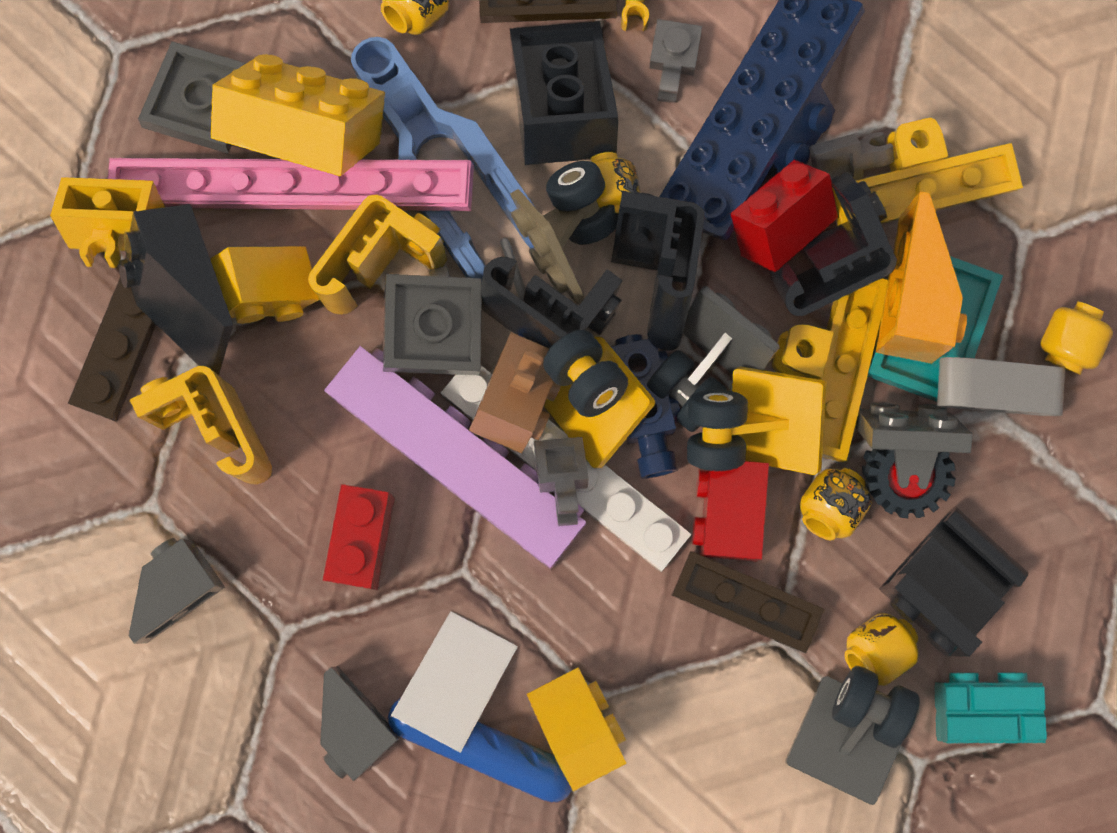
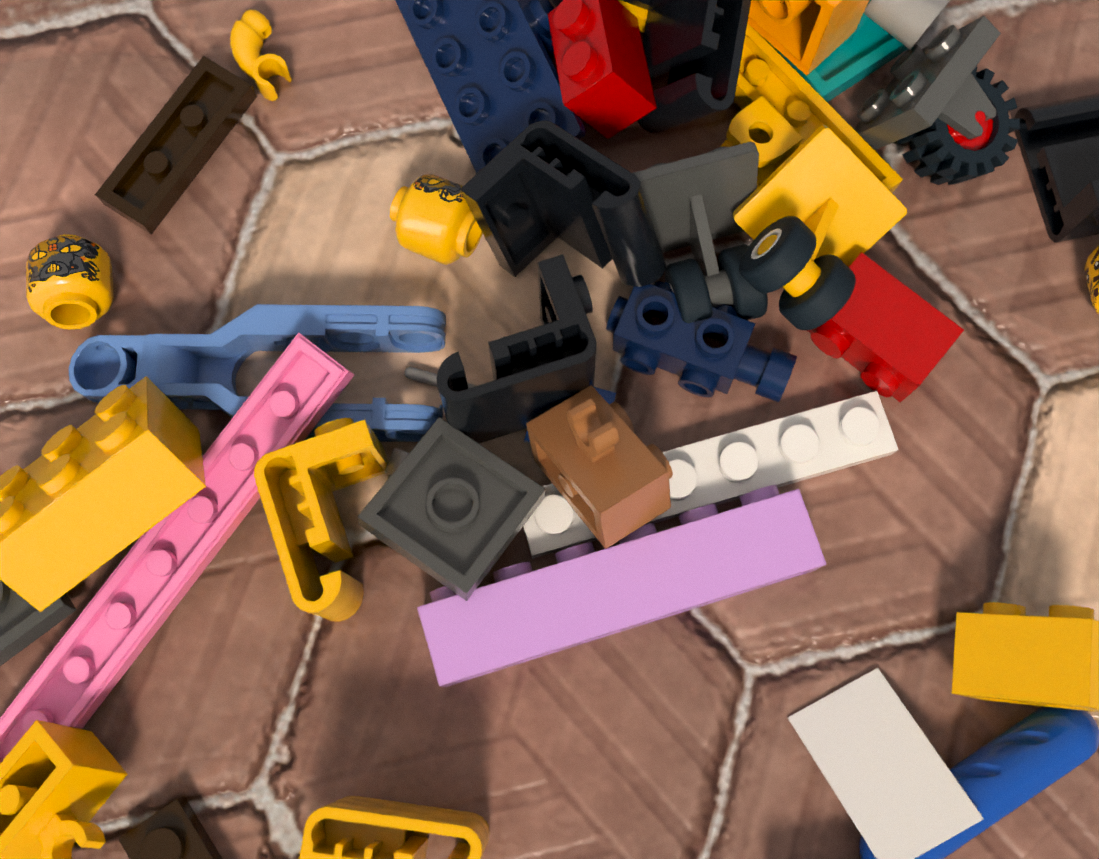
camera: 55 degrees left, 5 degrees down
(177, 282) = (181, 775): black slope -> none
(264, 282) = (256, 675): yellow brick -> none
(359, 537) = (642, 767): red brick -> none
(562, 470) = (725, 473): flat silver plate -> none
(563, 92) = (298, 197): black slope -> none
(576, 218) = (450, 291): plate -> none
(596, 394) = (669, 380): plate -> none
(675, 54) = (340, 64): flat silver plate -> none
(747, 602) = (990, 382): dark brown plate -> none
(835, 503) = (943, 221): head -> none

